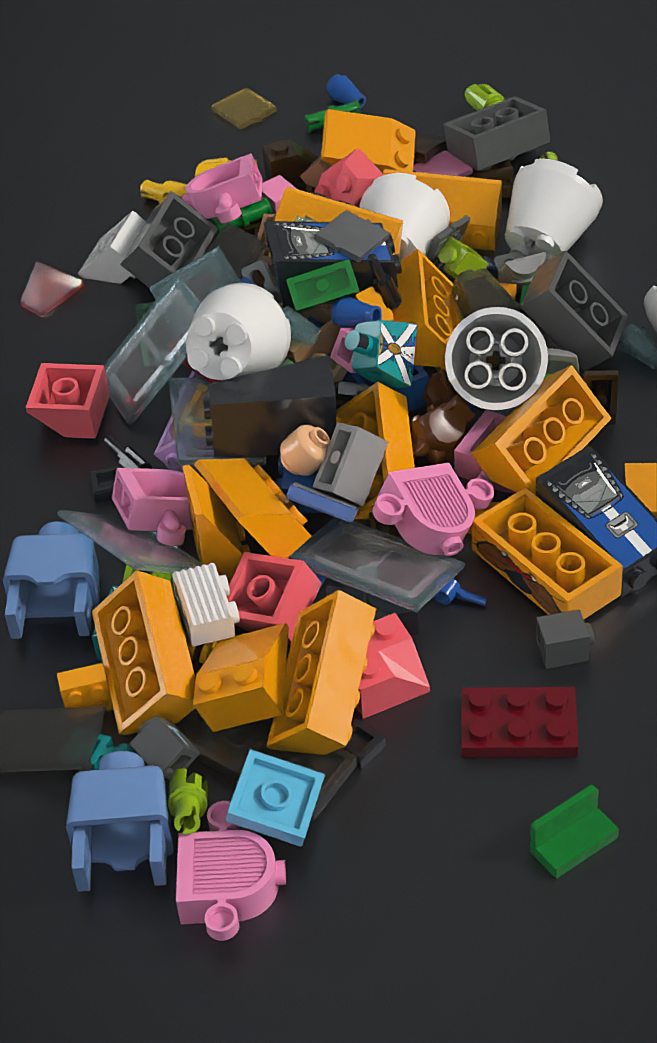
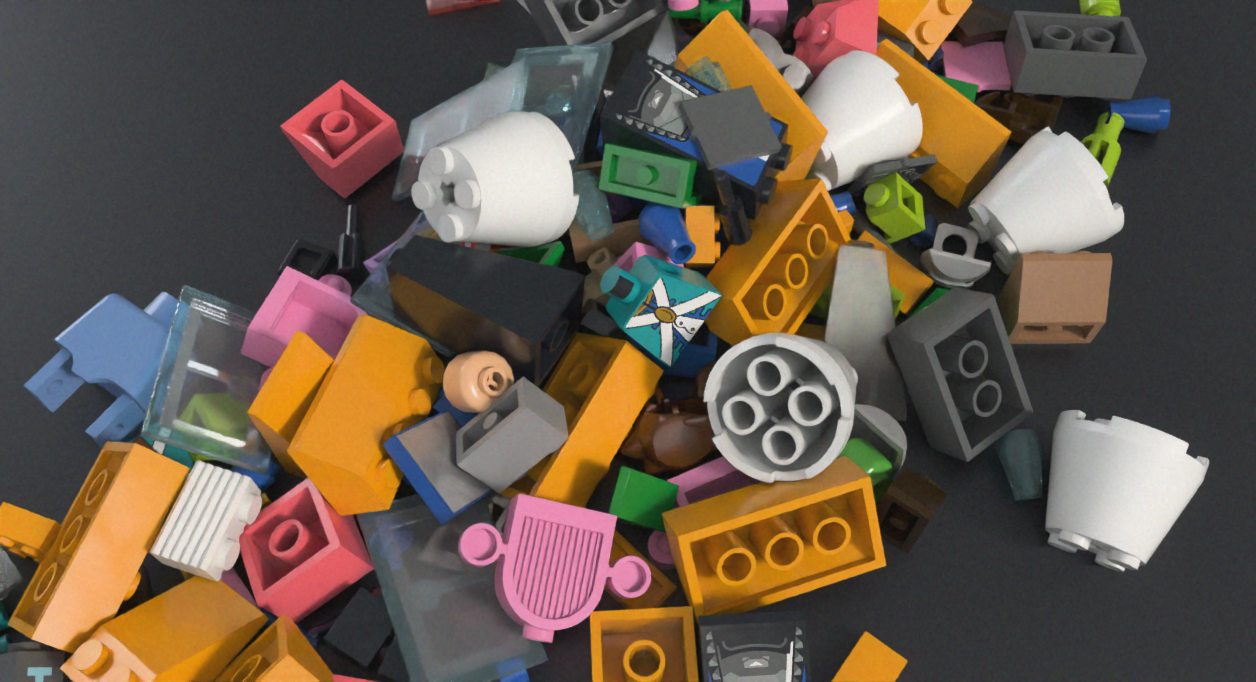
camera: 30 degrees right, 15 degrees up
(448, 451) = (642, 499): none -> green slope
(565, 146) = (1142, 114): none -> blue cone
(599, 250) = (1056, 297): none -> medium nougat slope

